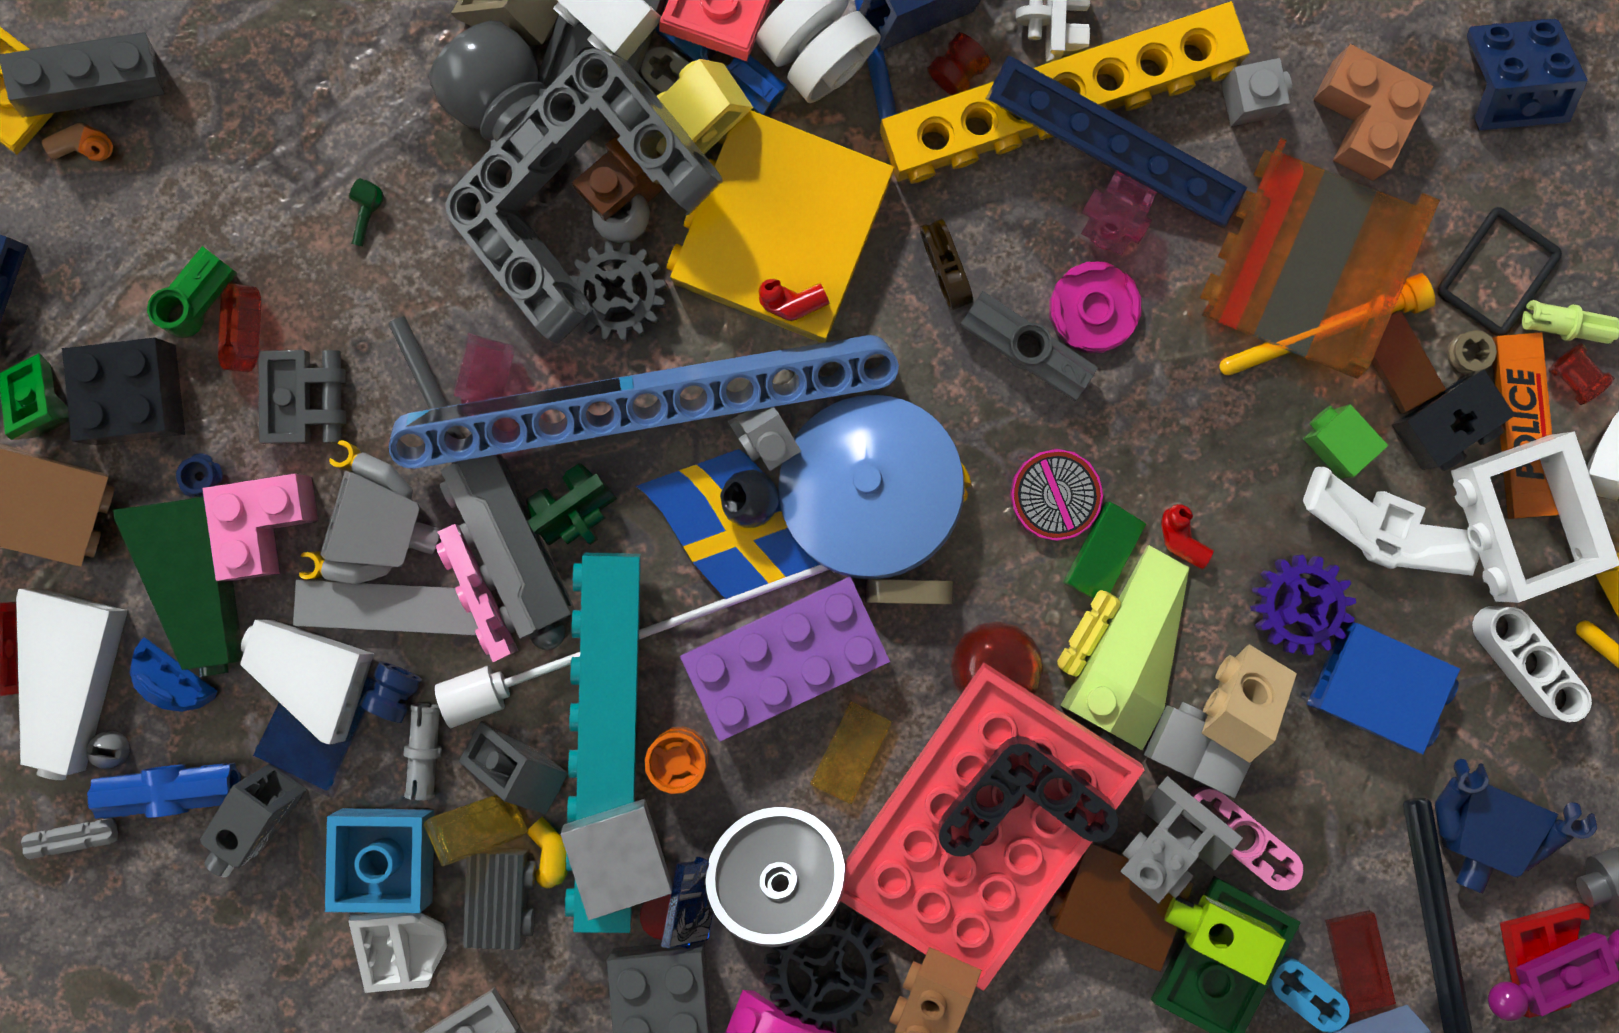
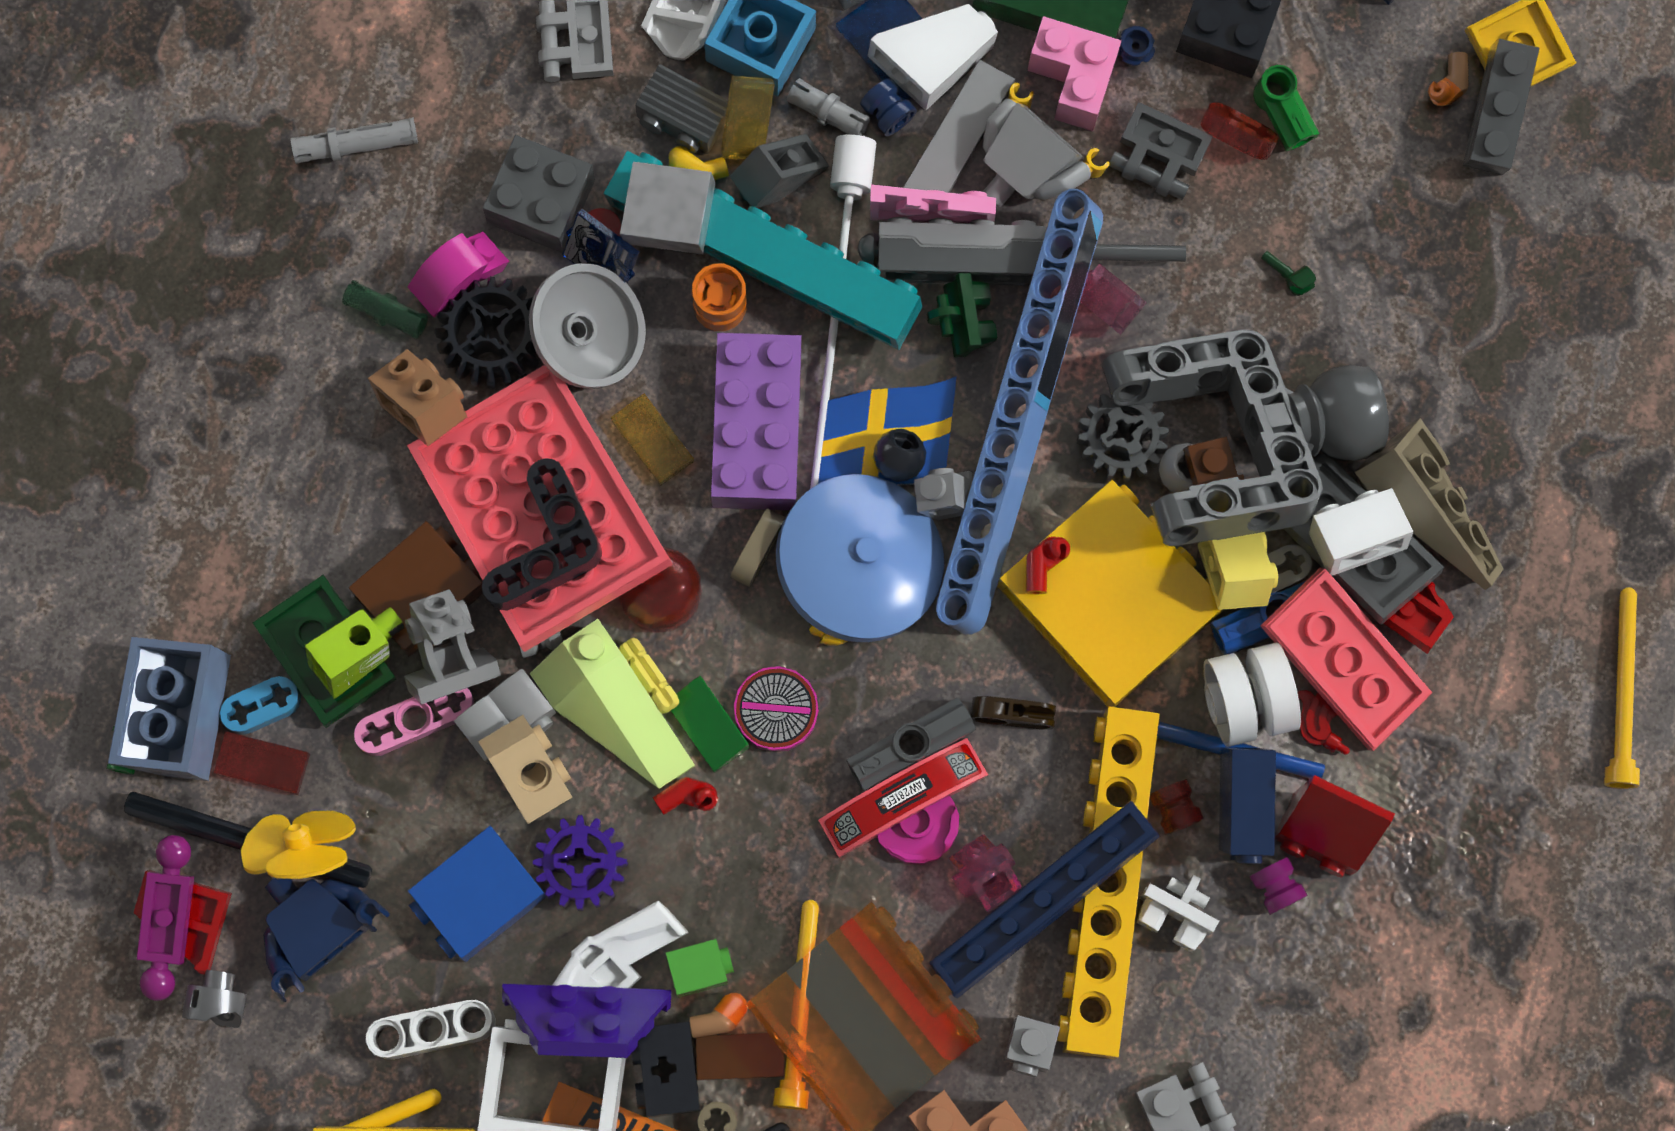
camera: 115 degrees right, 10 degrees down
(1081, 328) = (902, 796): none -> slope
(1378, 393) = (722, 1018): none -> arm
(1449, 891) = (292, 850): none -> yellow piece
(1463, 518) = (585, 1019): none -> dark purple wing

